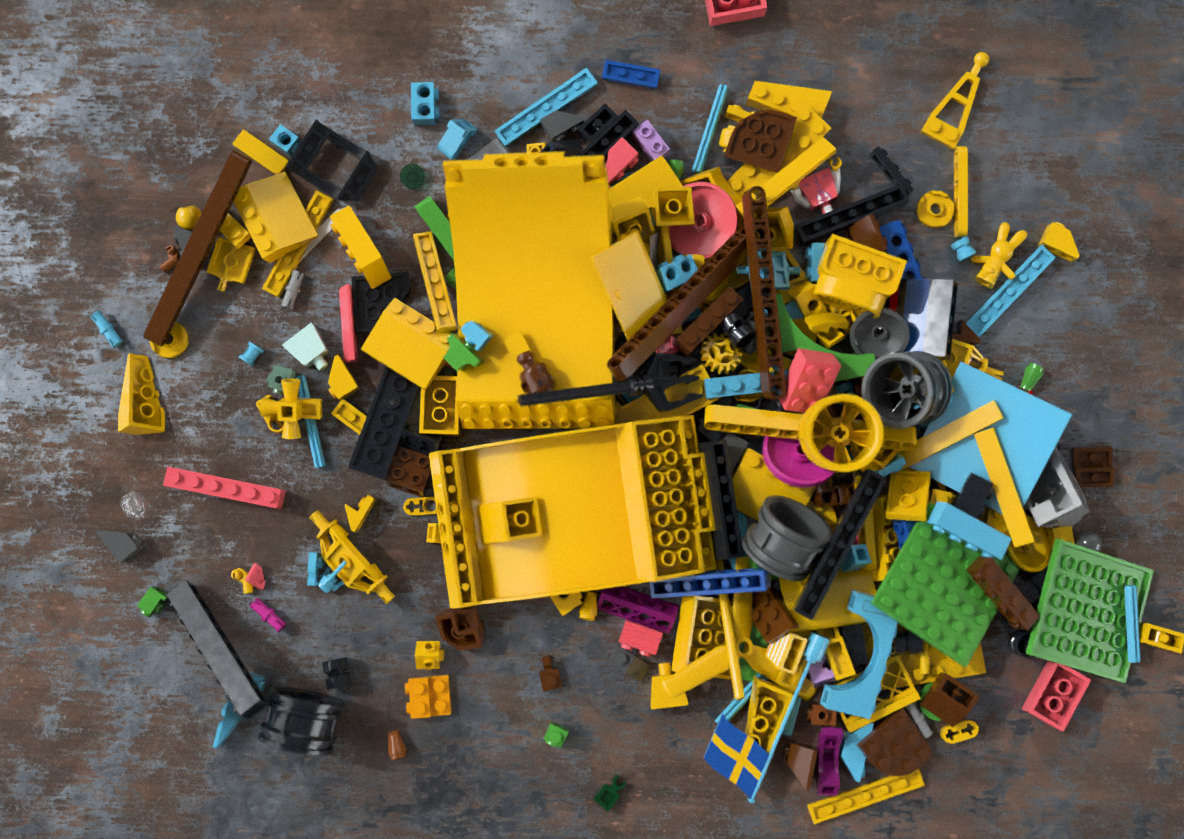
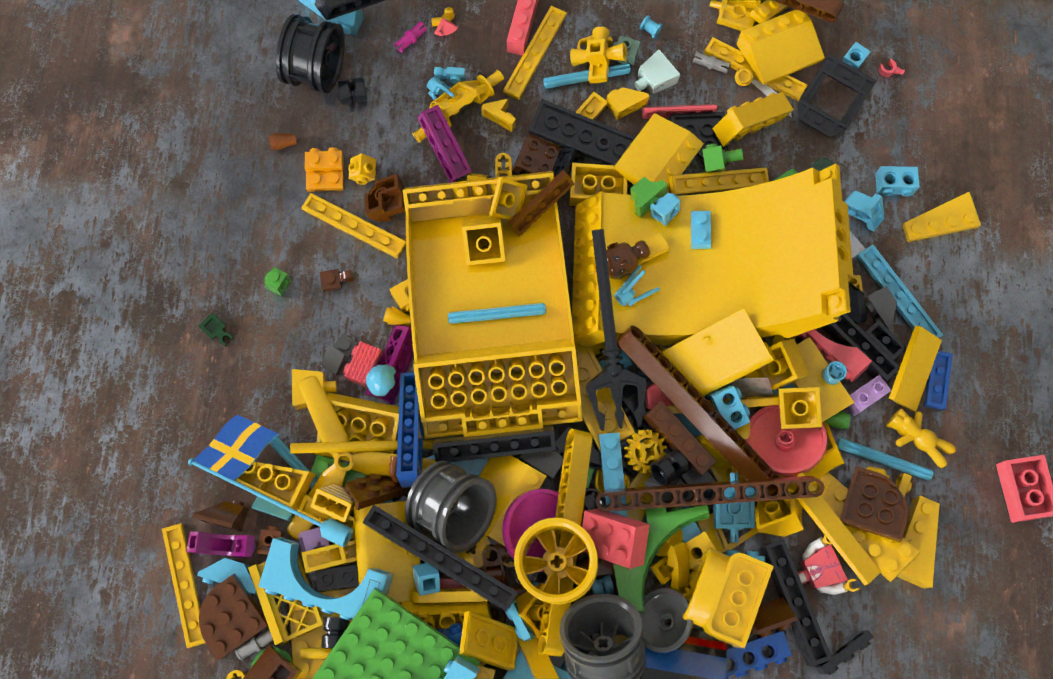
camera: 90 degrees right, 10 degrees down
(260, 152) = (843, 37): yellow tile -> none
(282, 478) = (534, 53): none -> yellow tile
(296, 100) = (894, 69): none -> coral piece
(309, 256) = (743, 77): none -> yellow plate
(400, 568) = (444, 143): none -> magenta fence
(412, 284) = (716, 158): none -> bright green brick
(461, 54) = (945, 219): none -> yellow wing
(468, 497) = (508, 198): none -> yellow slope
(469, 460) = (541, 203): none -> reddish brown plate
(489, 660) = (354, 225): none -> yellow tile
(499, 299) = (700, 229): none -> medium azure plate
(573, 373) = (626, 293): none -> medium azure plant
(593, 502) = (496, 313): none -> medium azure axle
(624, 96) = (915, 368): none -> yellow tile
(635, 169) = (835, 369): none -> medium azure wheel
(659, 617) = (380, 379): none -> medium azure hair
(690, 92) = (922, 438): none -> yellow animal
(748, 596) = (393, 469): none -> dark orange arm

